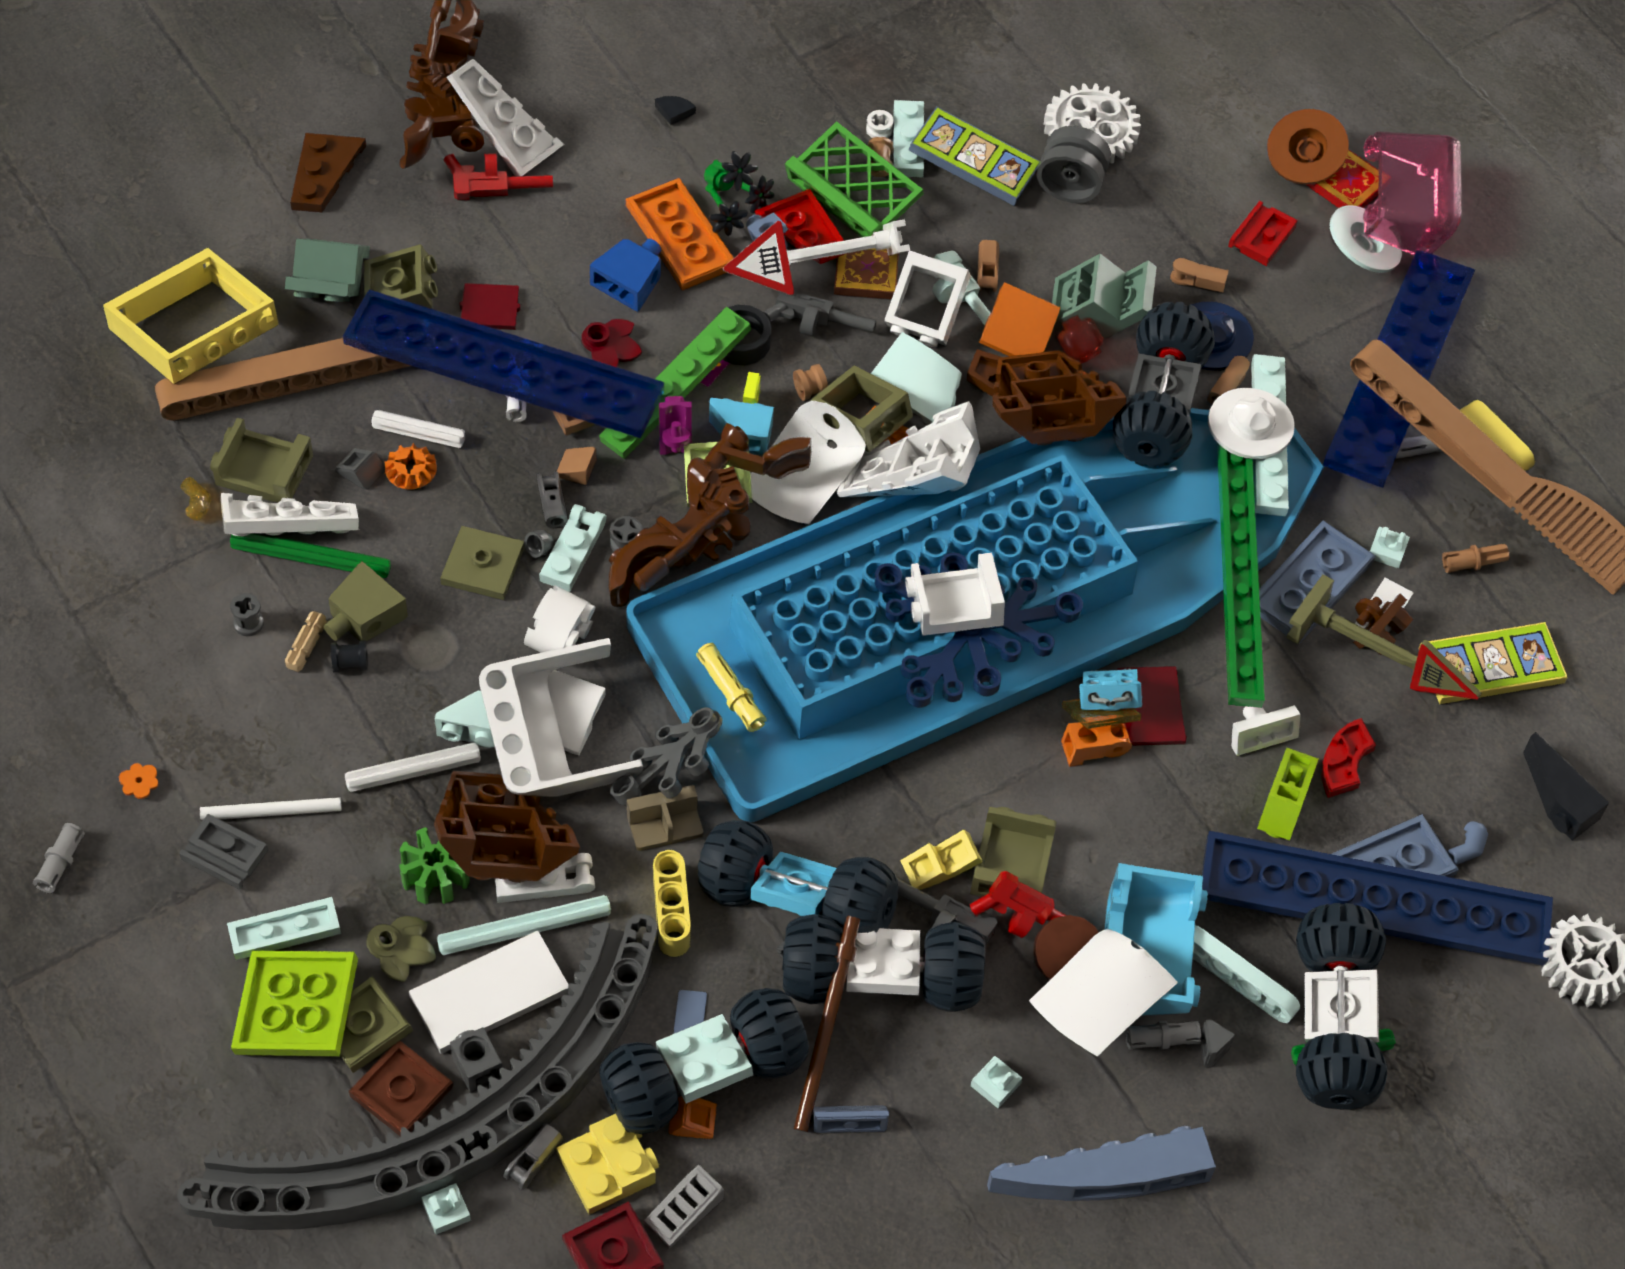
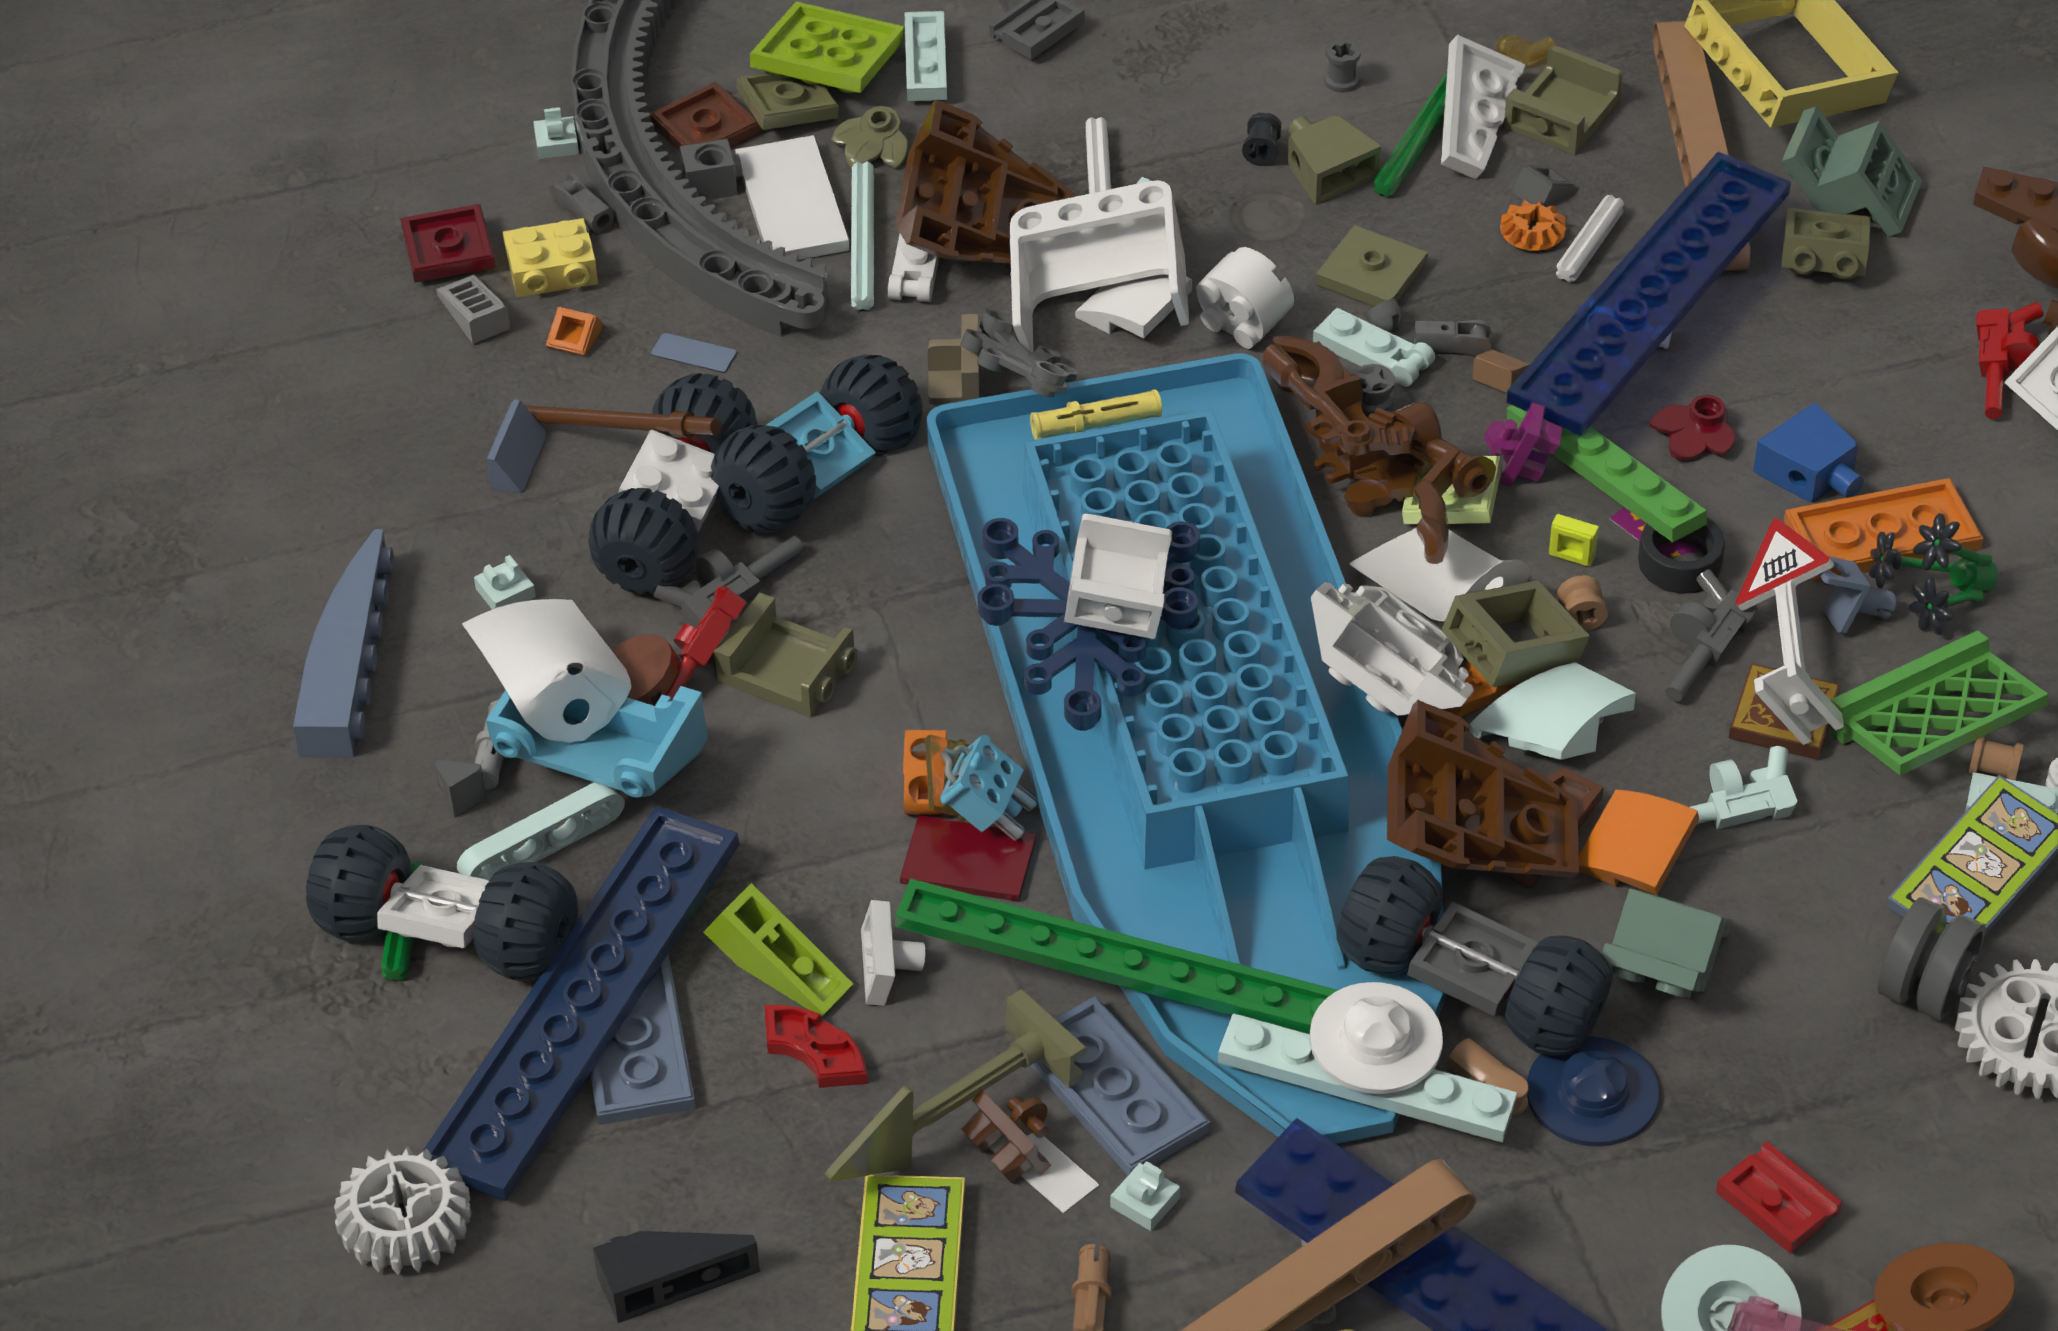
camera: 110 degrees right, 10 degrees down
(272, 808) = (1082, 68): white bar -> none
(305, 641) = (1290, 108): tan axle -> none
(491, 305) = (1784, 331): dark red piece -> none
(675, 917) = (823, 342): light yellow beam -> none
(753, 419) = (1522, 522): medium azure slope -> none
(763, 1040) = (610, 276): black plate -> none
(806, 222) = (1866, 648): red wing -> none
(937, 269) = (1727, 714): white window -> none
(941, 862) = (809, 593): light yellow slope -> none
(988, 264) = (1763, 843): medium nougat bar -> none
(1080, 338) = (1594, 903): clear red head -> none
(1198, 275) = (1705, 1094): medium nougat bar -> none
(1474, 844) = (630, 1145): sand blue arm -> none

